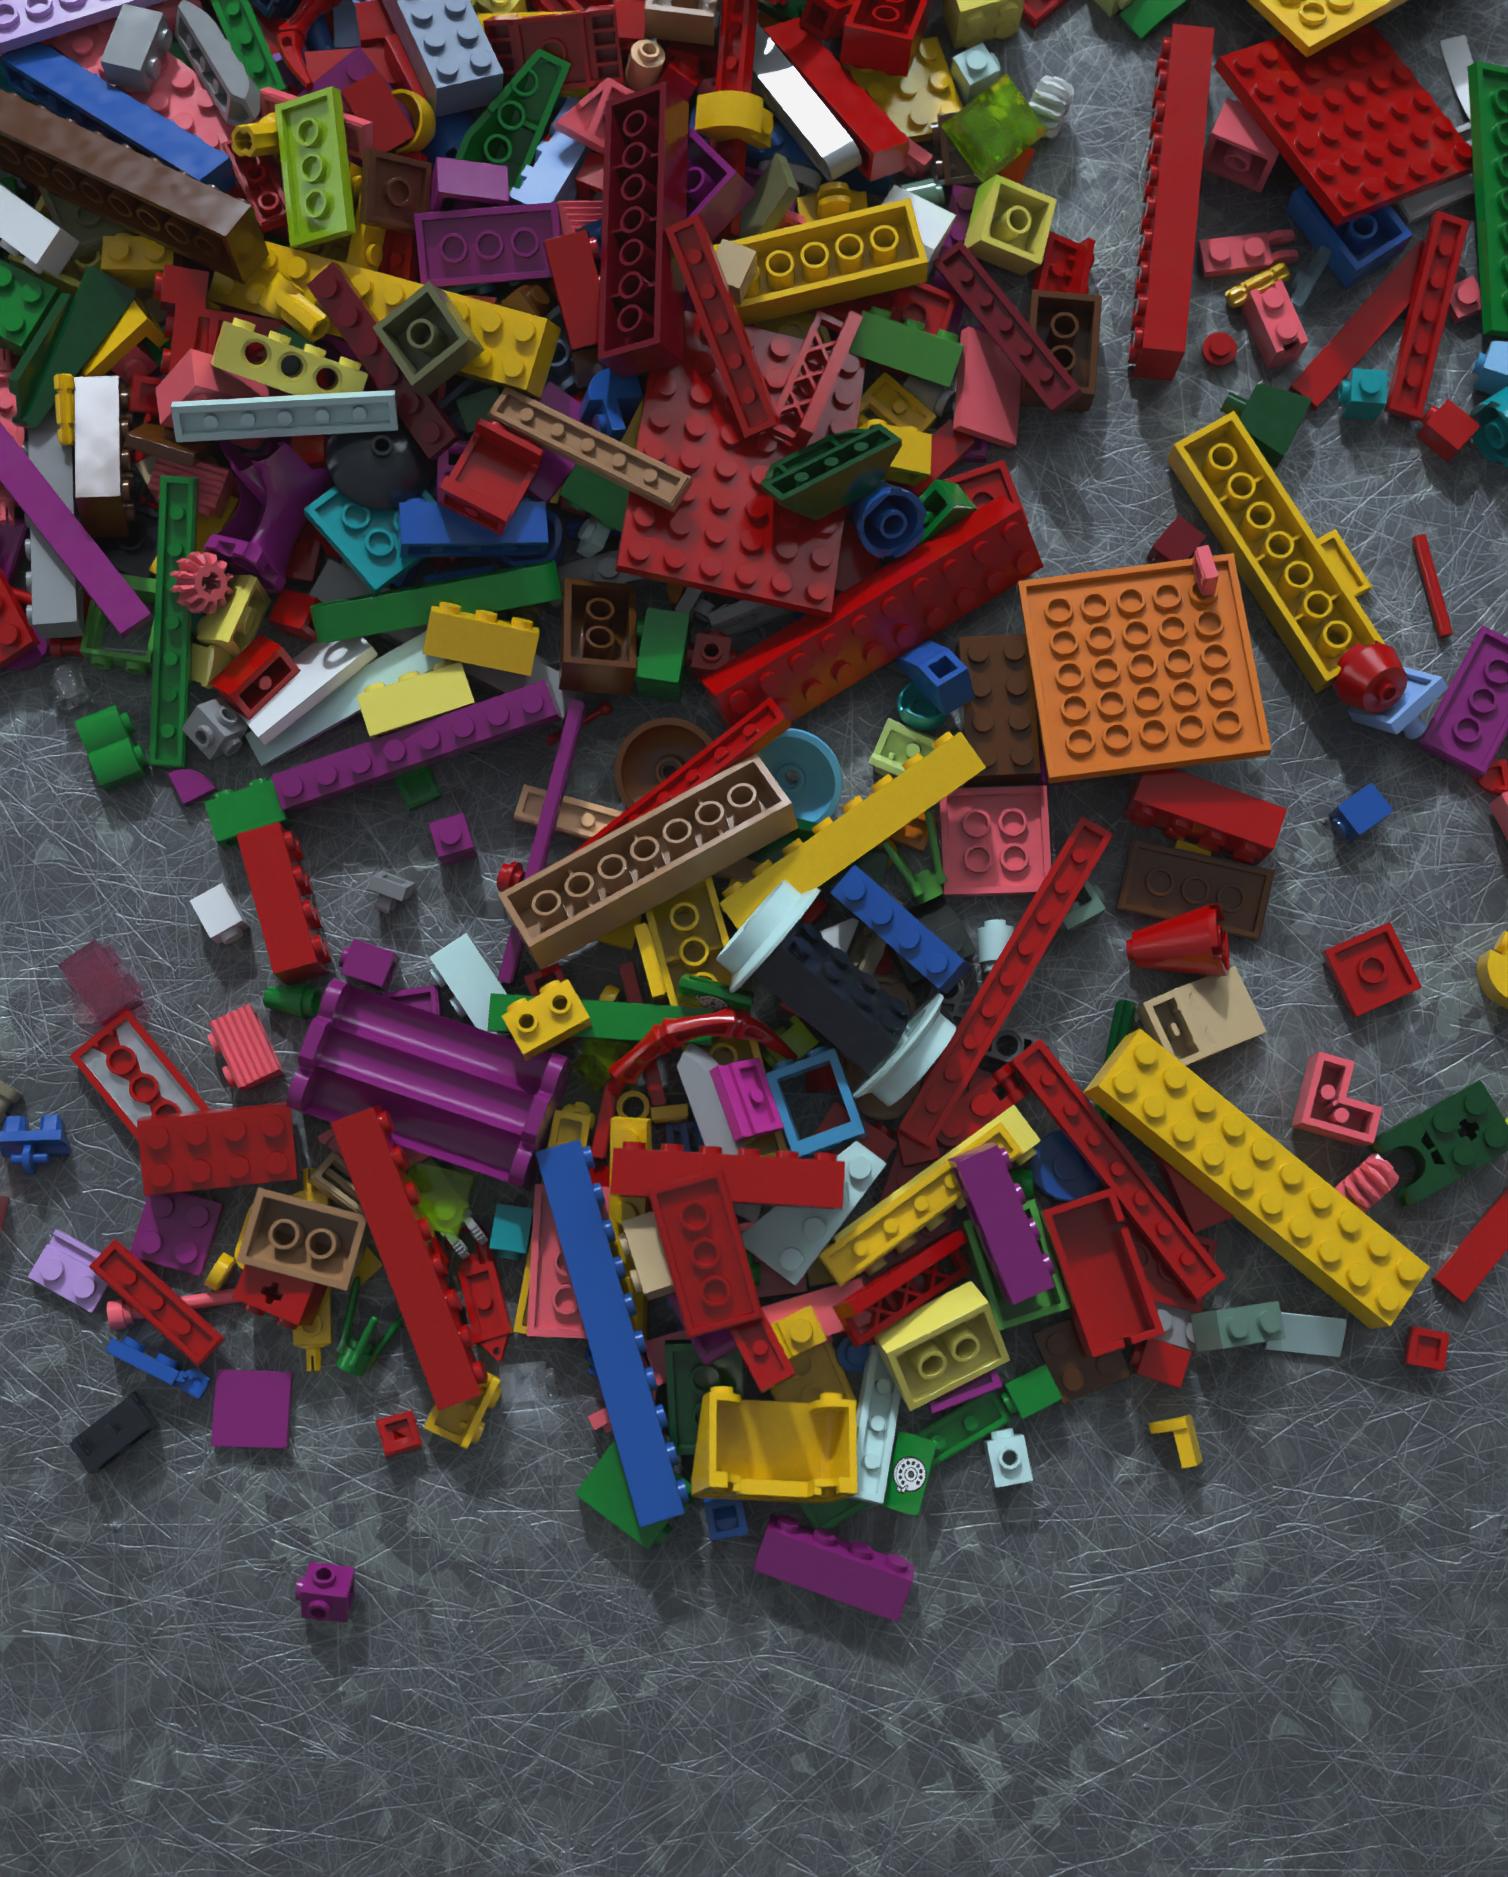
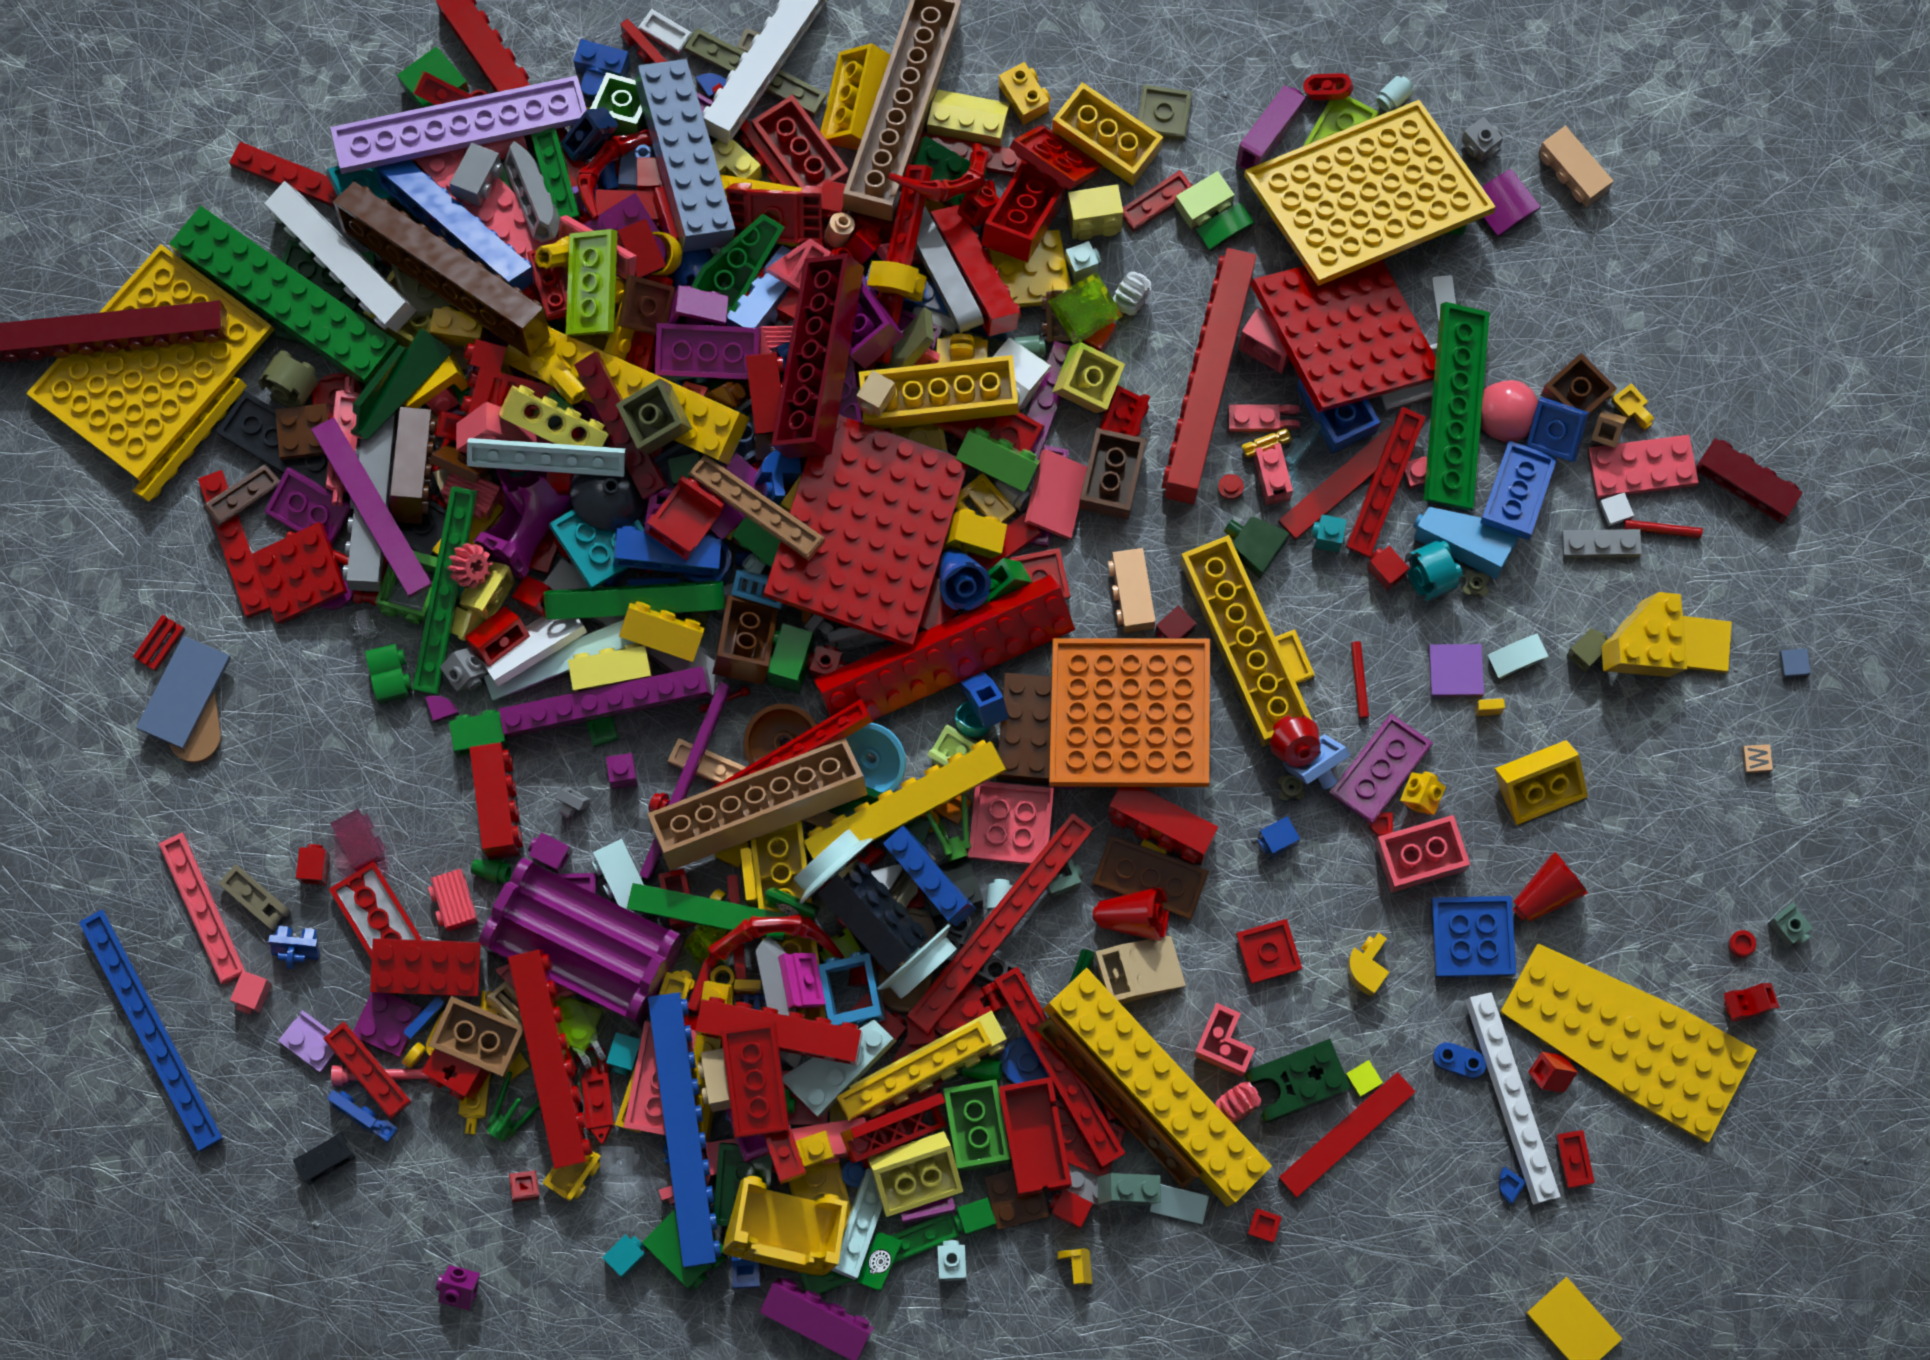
camera: 10 degrees right, 5 degrees down
(43, 1025) = (312, 865): none -> red brick
(65, 408) = (390, 429): yellow axle -> none
(220, 914) = (448, 803): white brick -> none
(229, 1218) = (426, 1018): none -> blue tile
(252, 1408) = (423, 1154): magenta tile -> none
(546, 1018) = (668, 905): yellow brick -> none
(553, 1513) = (625, 1255): none -> teal brick
(592, 575) = (748, 594): none -> dark azure slope
(722, 326) = (863, 433): red plate -> none
(826, 376) = (935, 474): red fence -> none
(832, 471) = (925, 544): dark green wedge -> none
(918, 162) = (1028, 320): coral plate -> none
(1002, 1222) = (968, 1091): magenta brick -> none
(1007, 328) = (1073, 454): dark red plate -> none
(1110, 504) = (1132, 590): none -> light nougat brick
(1205, 570) = (1184, 649): coral tile -> none
(1208, 1205) = (1119, 1100): none -> reddish brown tile
(1373, 738) = (1286, 793): none -> olive plate

